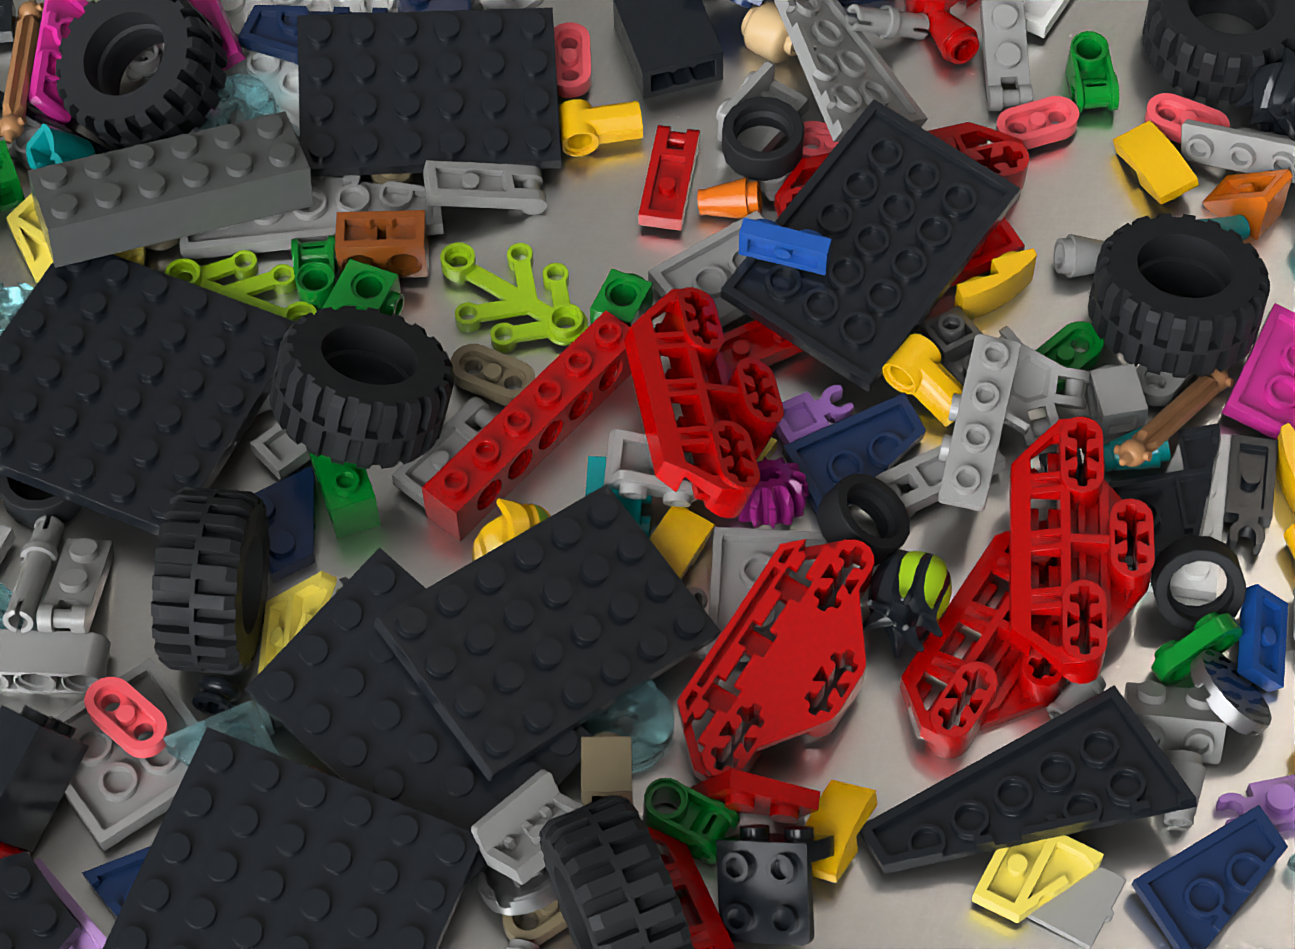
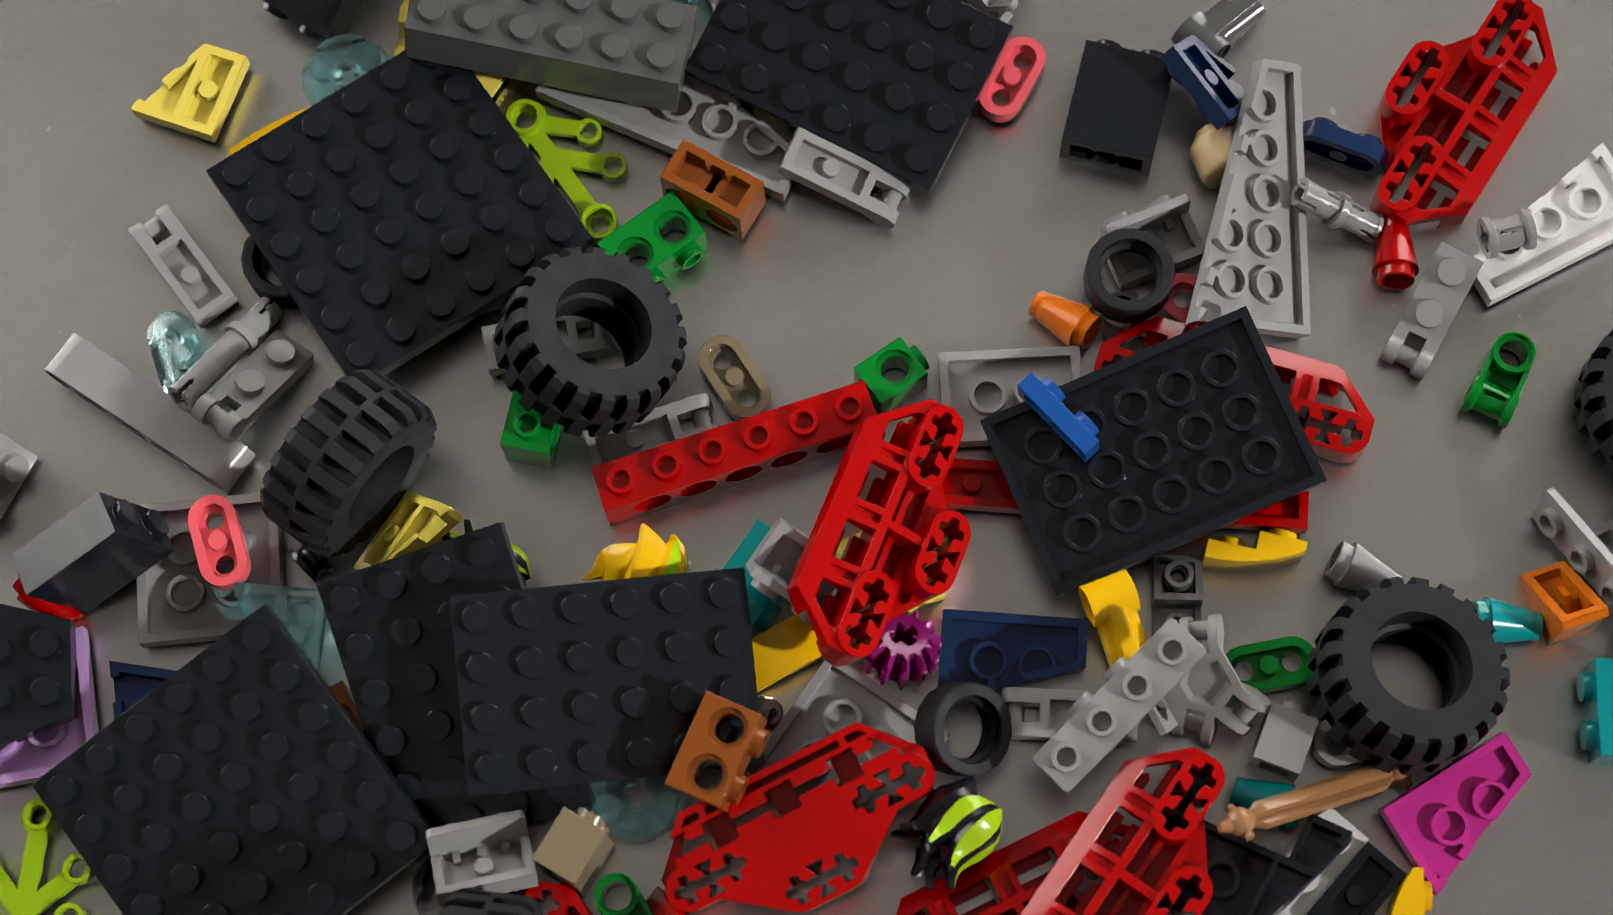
camera: 35 degrees right, 15 degrees up
(291, 523) = (467, 419): dark blue wing -> none
(314, 269) = (638, 179): green piece -> none
(515, 300) = (808, 312): lime plant -> none
(587, 126) = (981, 162): yellow piece -> none
(669, 178) = (1024, 260): red plate -> none
(678, 625) = (704, 748): none -> dark orange brick
(807, 416) = (983, 588): medium lavender plate -> none
(1034, 120) = (1411, 397): coral plate -> none
(1156, 161) = (1498, 510): yellow slope -> none
(1177, 110) = (1567, 476): coral plate -> none

